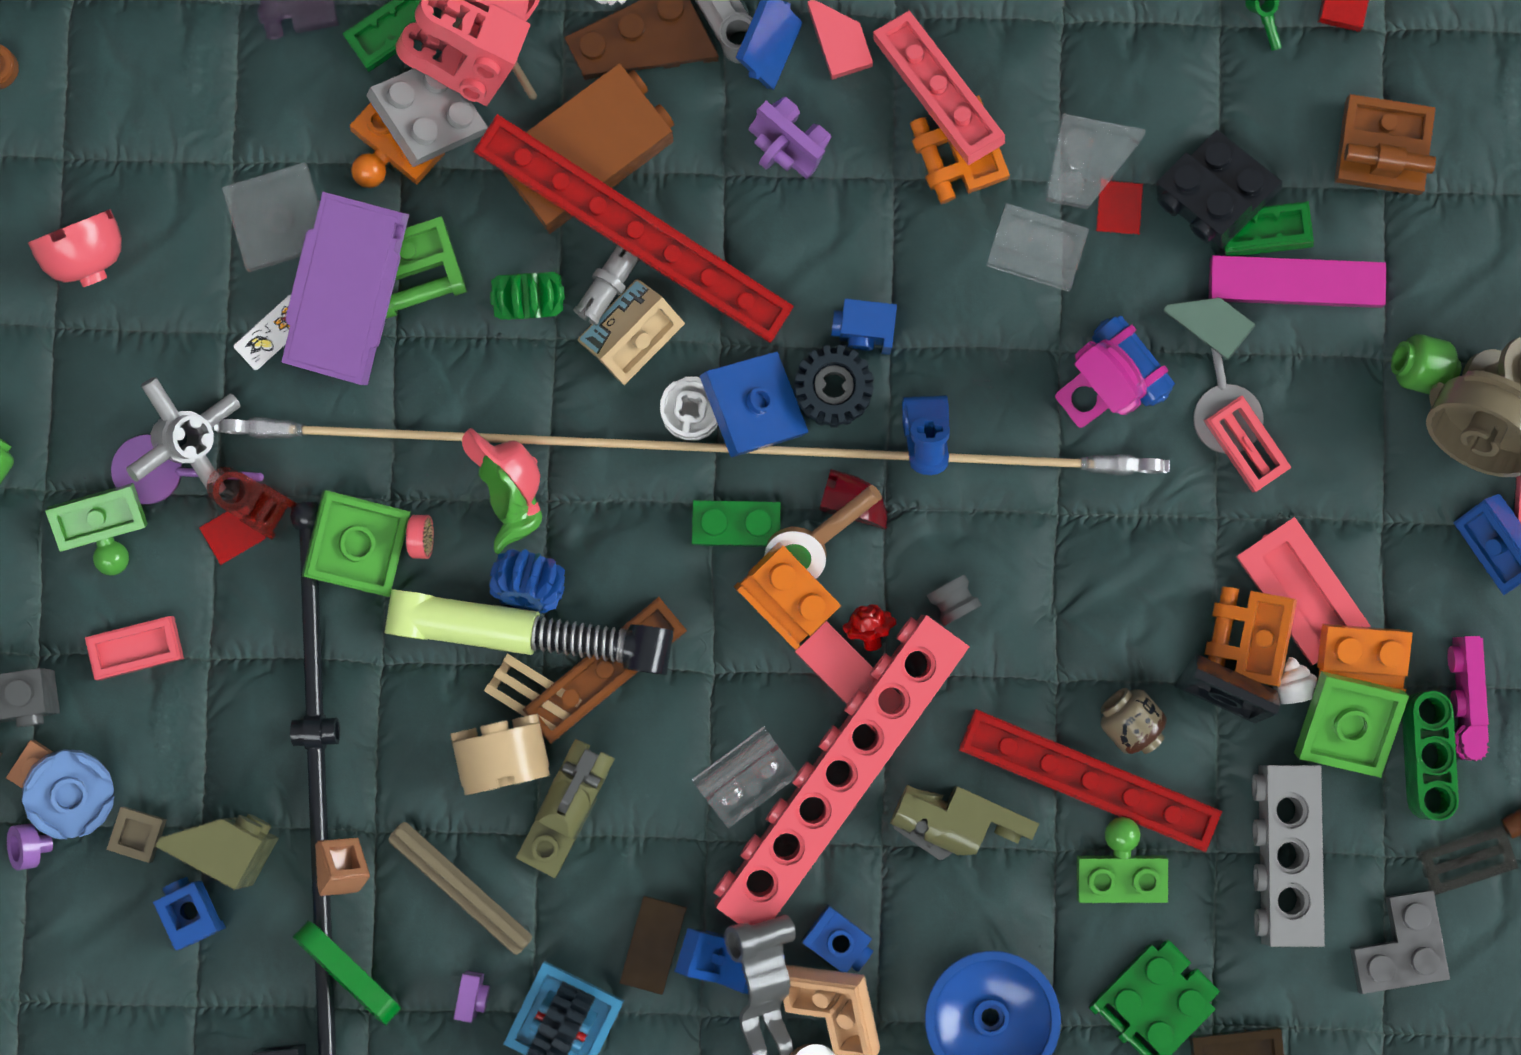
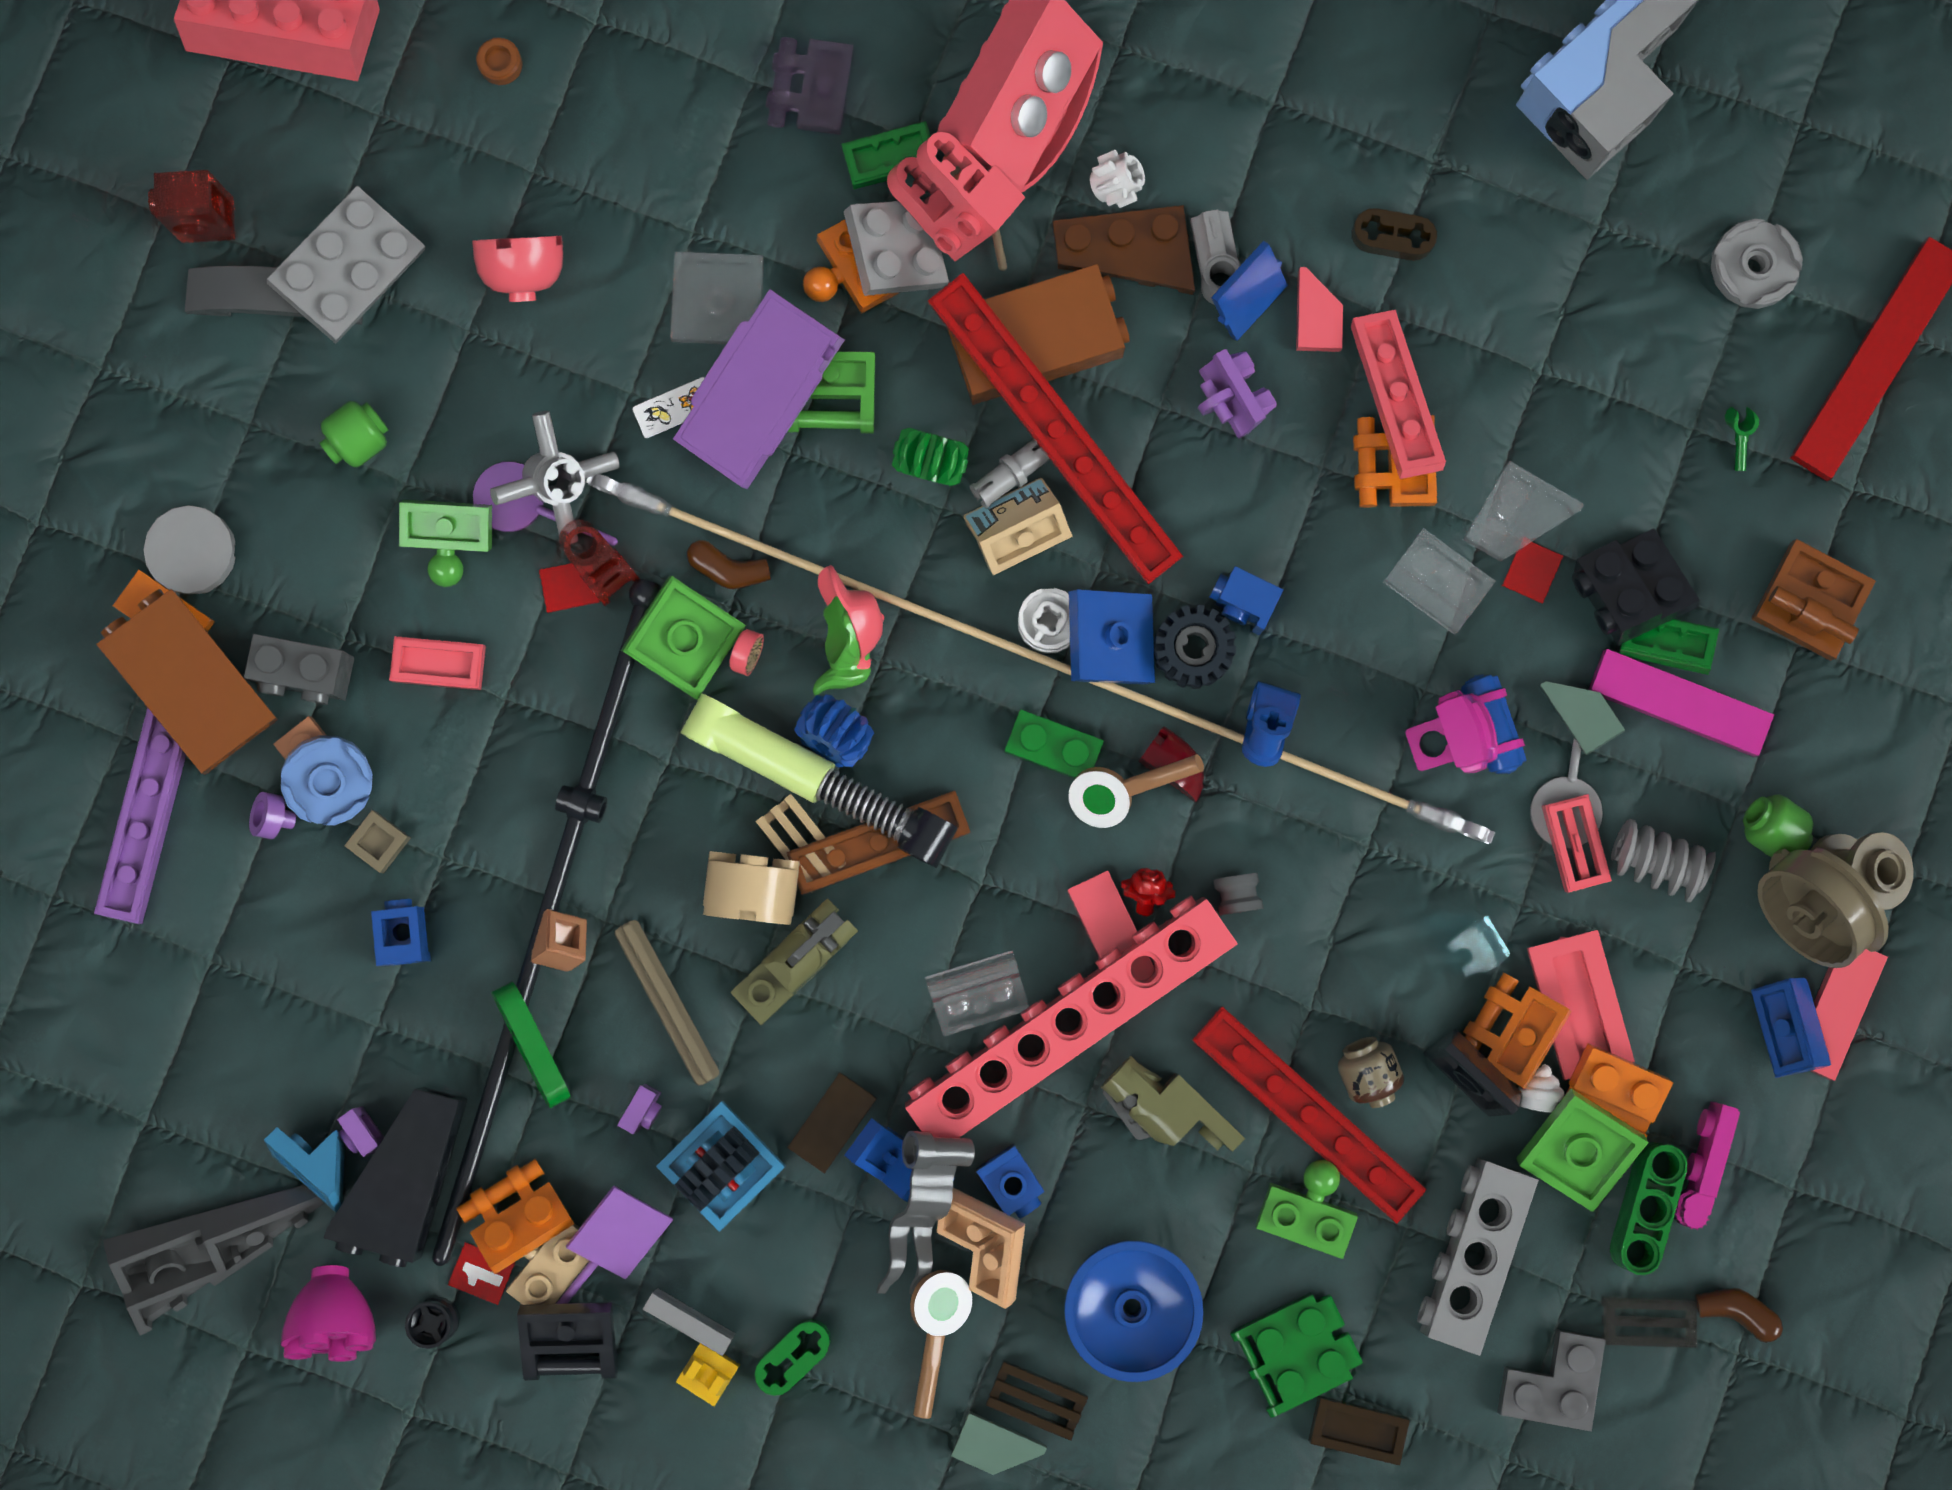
camera: 20 degrees right, 0 degrees up
(224, 849) = (456, 885): olive slope -> none
(373, 468) = (724, 570): none -> reddish brown arm
(787, 595) = (1079, 833): orange plate -> none
(1196, 567) = (1484, 944): none -> clear light blue tile
(1331, 431) = (1662, 859): none -> light grey piece

